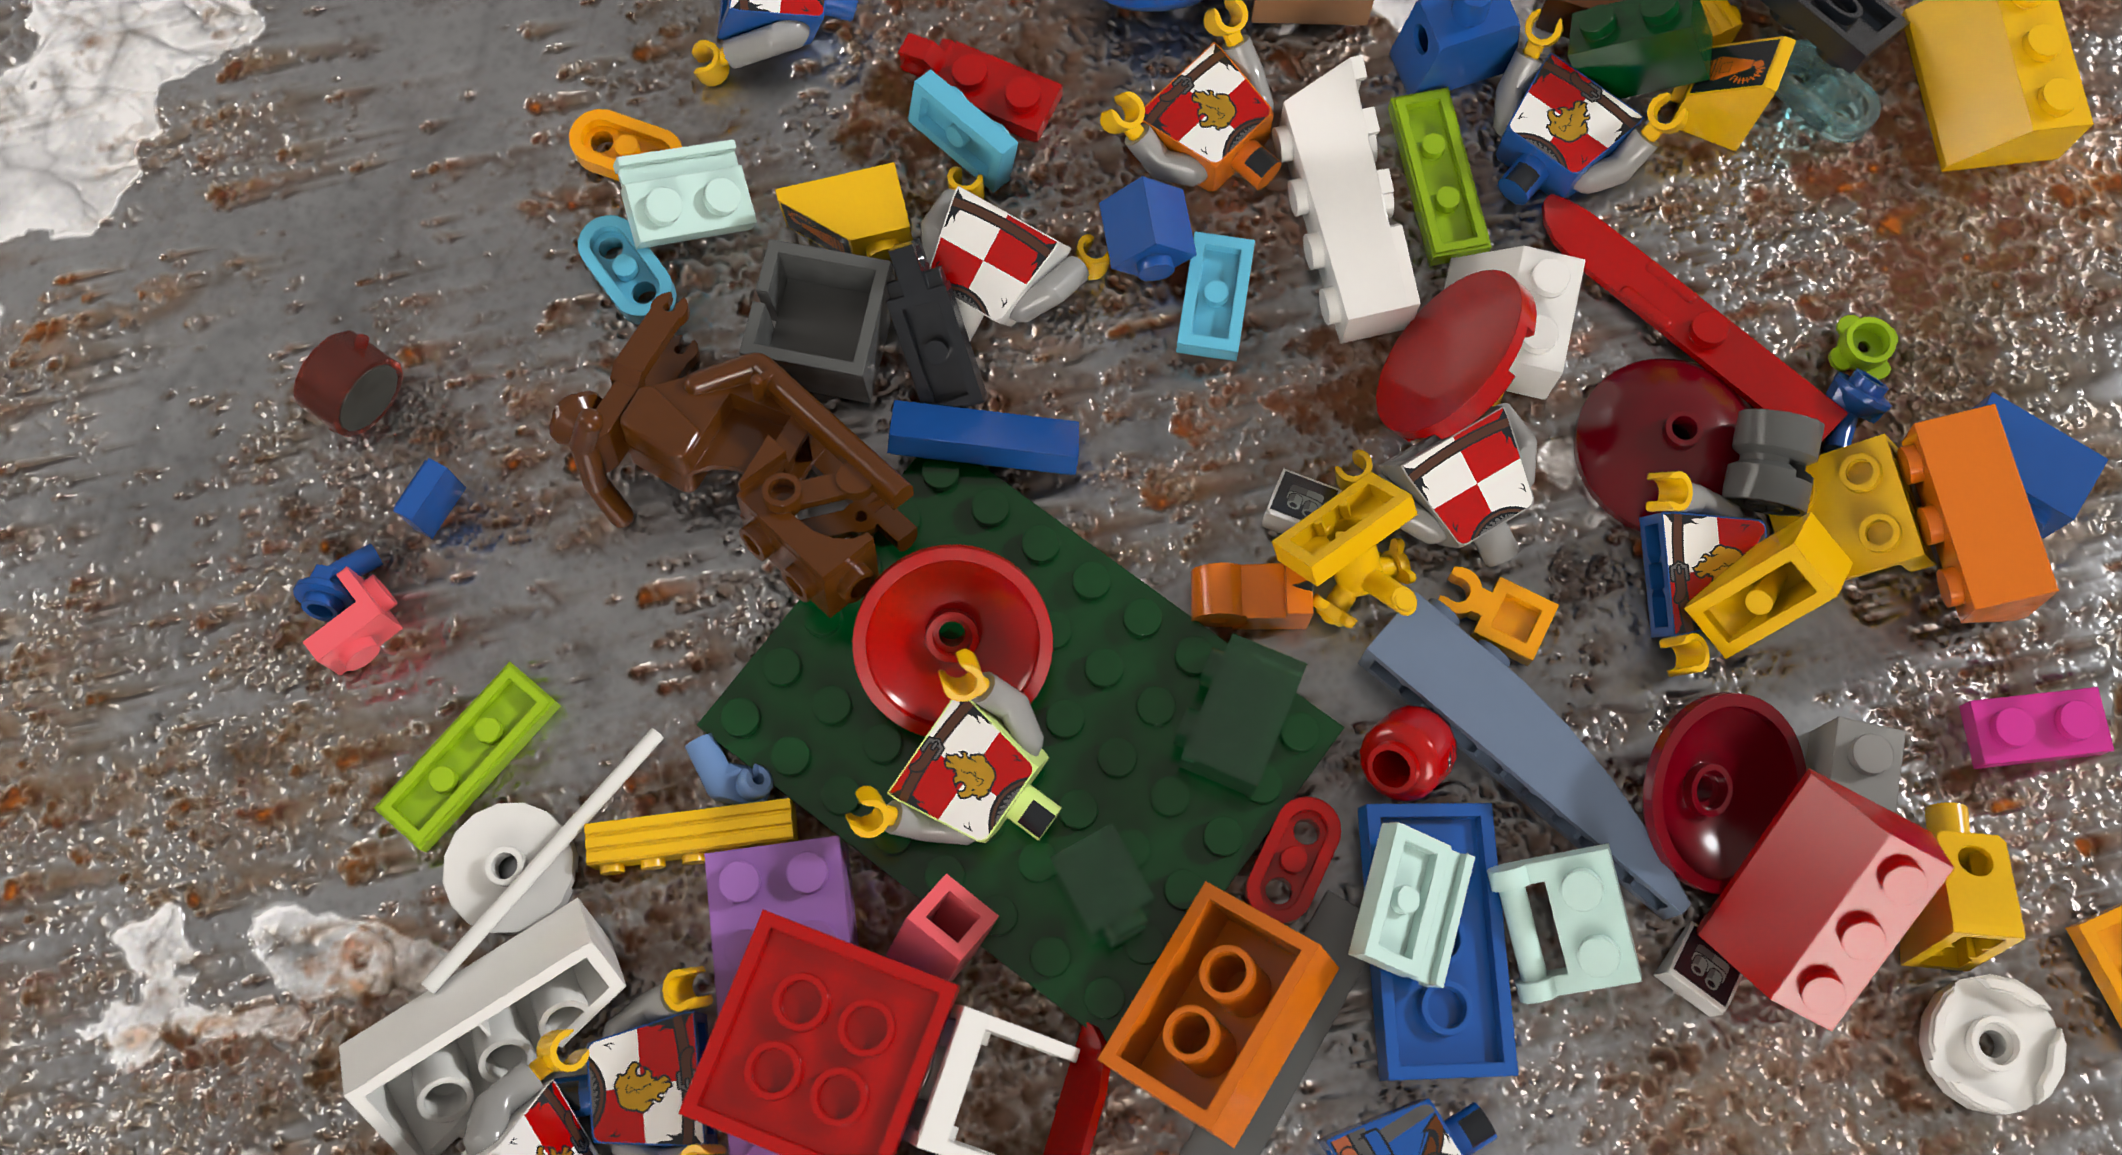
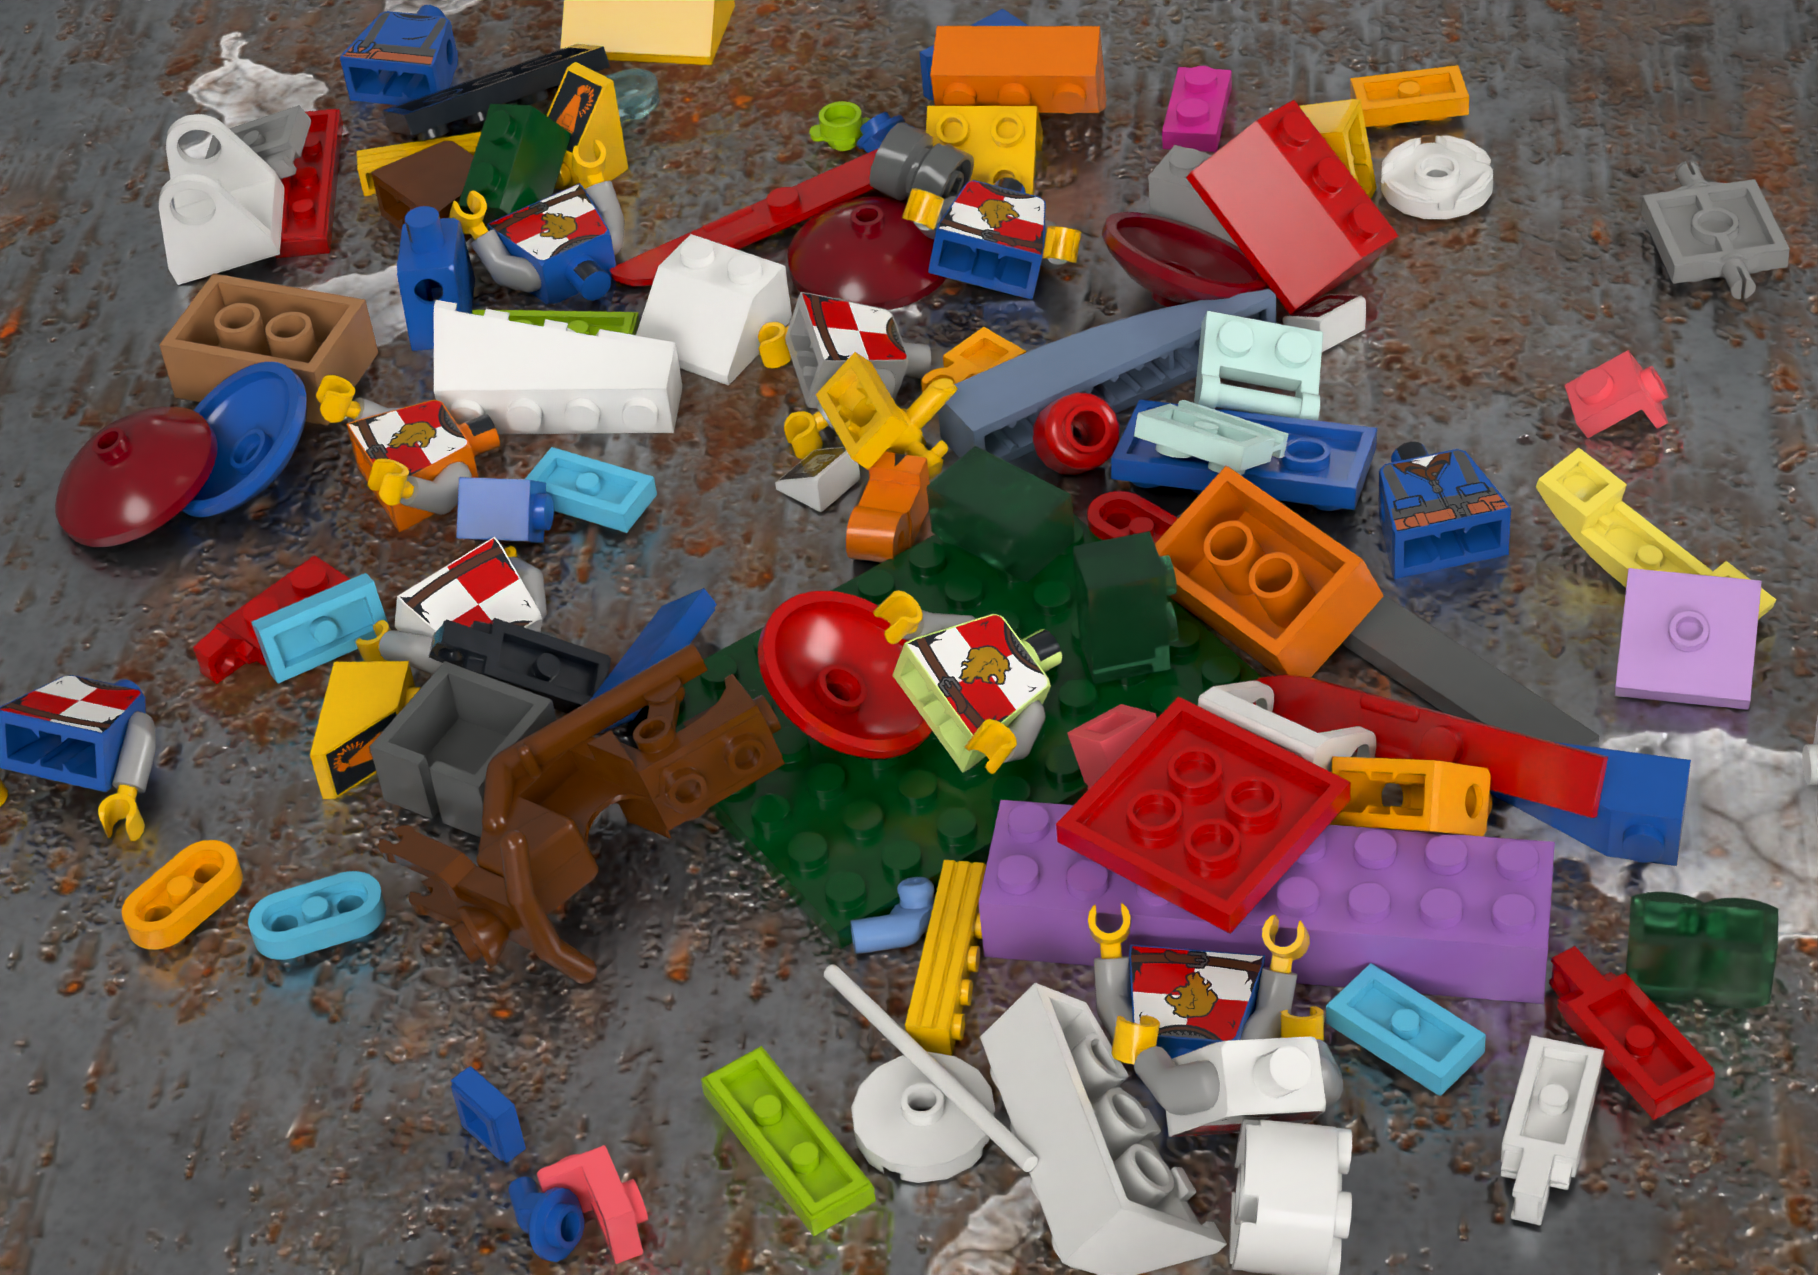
camera: 70 degrees left, 30 degrees down
(347, 383) = (322, 1155): clear red piece -> none
(684, 193) = (267, 840): light aqua plate -> none
(1455, 356) = (738, 320): red tile -> none
(1771, 586) = (1027, 175): yellow slope -> none

